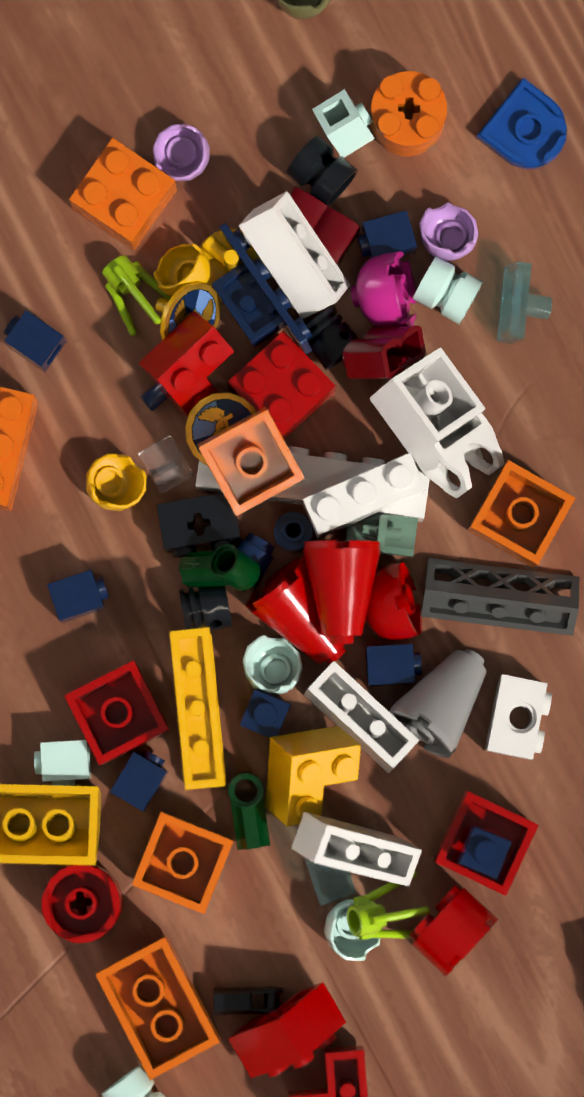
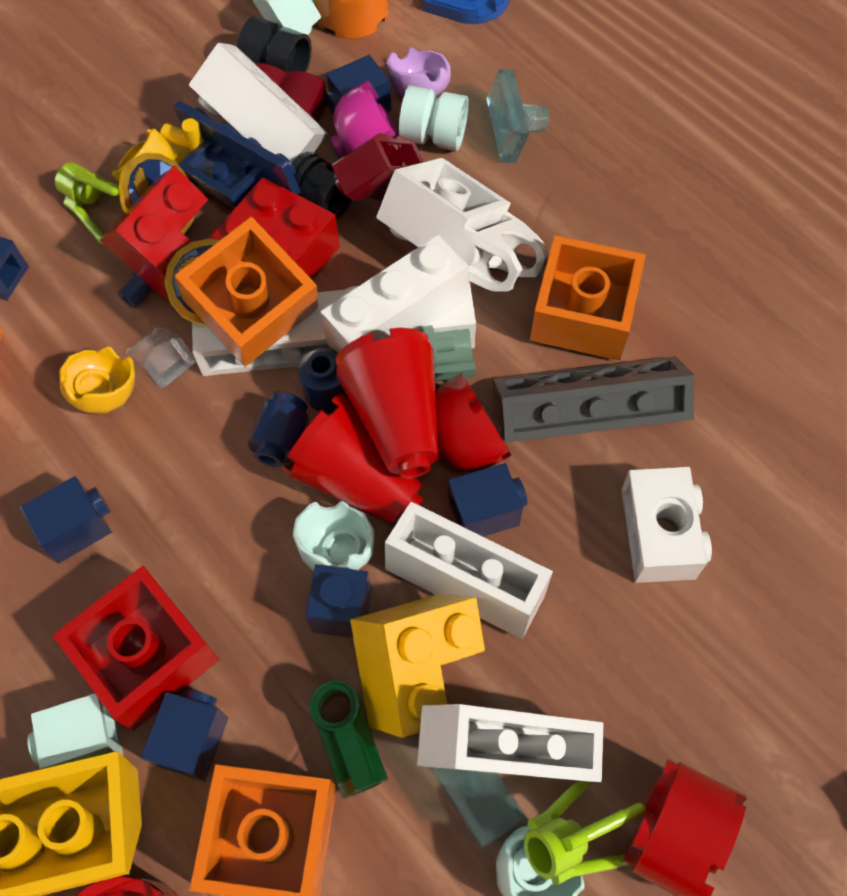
camera: 10 degrees left, 20 degrees down
(123, 194) = (67, 112): orange brick -> none
(180, 514) = (186, 397): black brick -> none
(181, 152) = (125, 68): lavender hair -> none
(198, 708) = (241, 607): yellow fence -> none
(206, 608) = (234, 491): black piece -> none
(219, 568) = (244, 423): dark green piece -> none
(442, 702) = (567, 529): light grey cone -> none
(484, 852) = (698, 691): dark blue brick -> none
(495, 820) = (686, 693): red brick -> none

